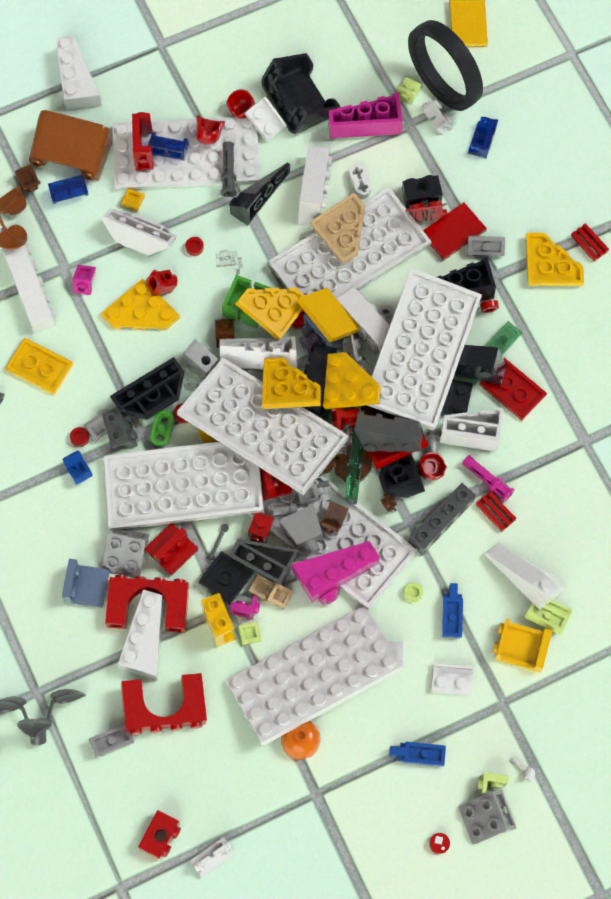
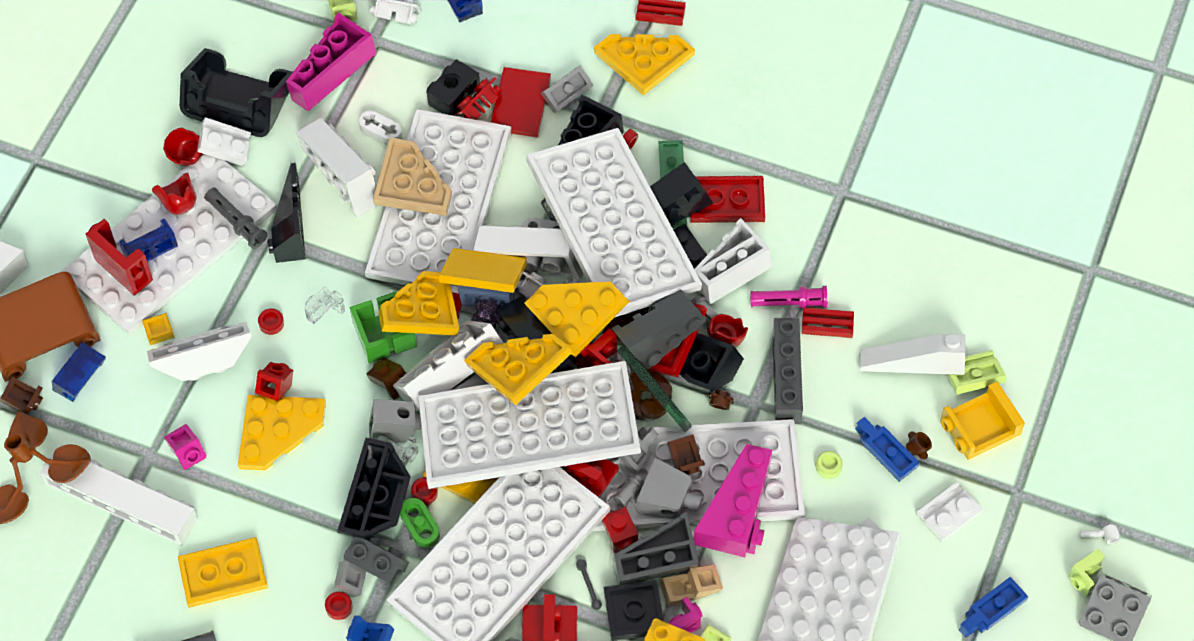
camera: 40 degrees left, 10 degrees down
(477, 626) = (919, 444): none -> reddish brown plate

